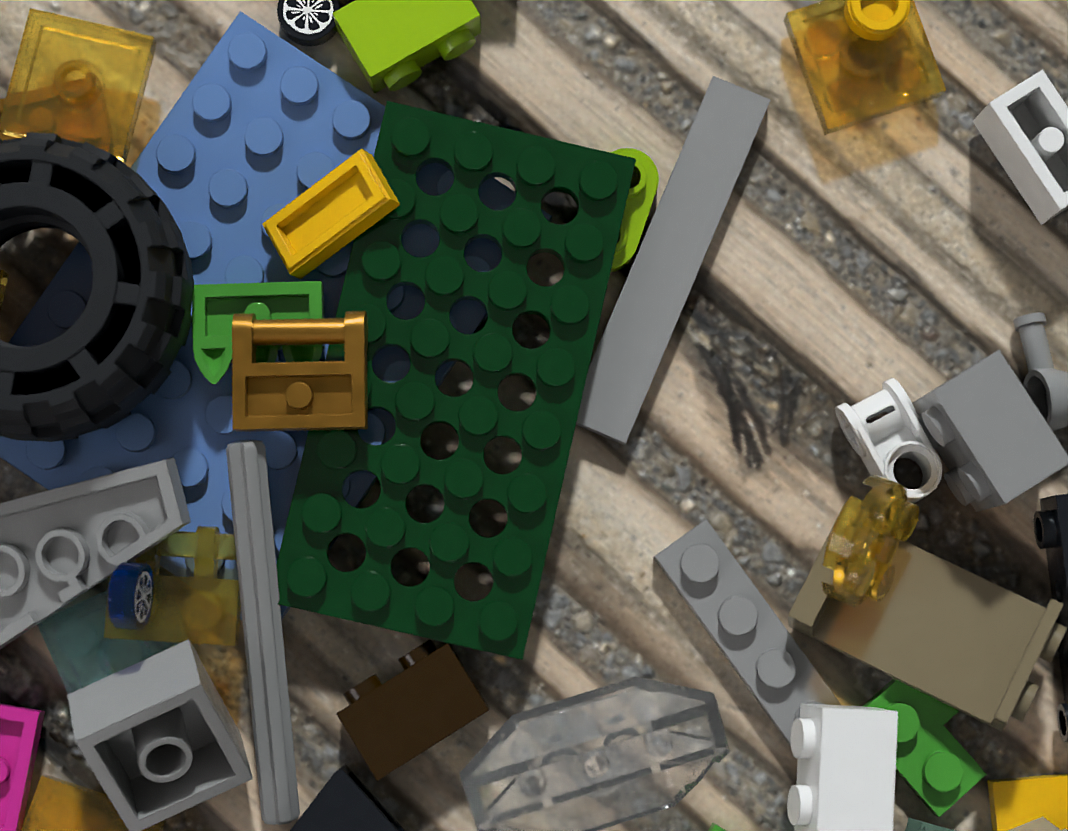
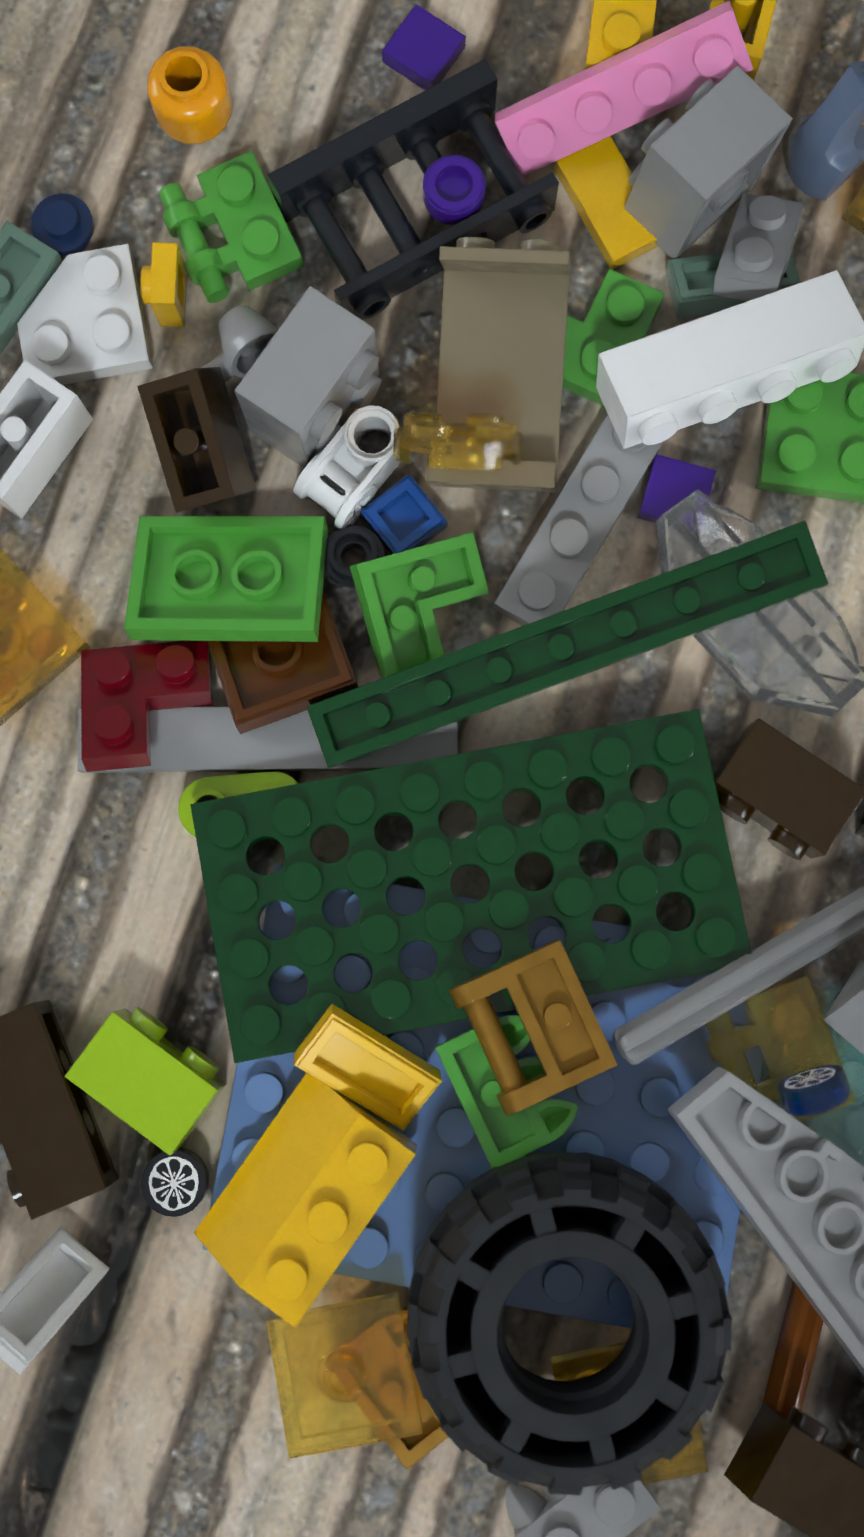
camera: 105 degrees left, 0 degrees up
(244, 112) = (304, 1197): none -> yellow slope
(630, 561) = (569, 644): none -> dark green plate
(742, 300) = (282, 678): none -> reddish brown plate
(748, 739) = (671, 483): none -> dark purple tile
(752, 436) = (403, 591): none -> bright green plate
(773, 154) = (127, 684): none -> dark red plate
(821, 395) = (343, 540): none -> black plate
(824, 472) = (404, 517): none -> blue tile
(832, 281) = (227, 578): none -> bright green plate
(975, 306) = (196, 437): none -> dark brown brick

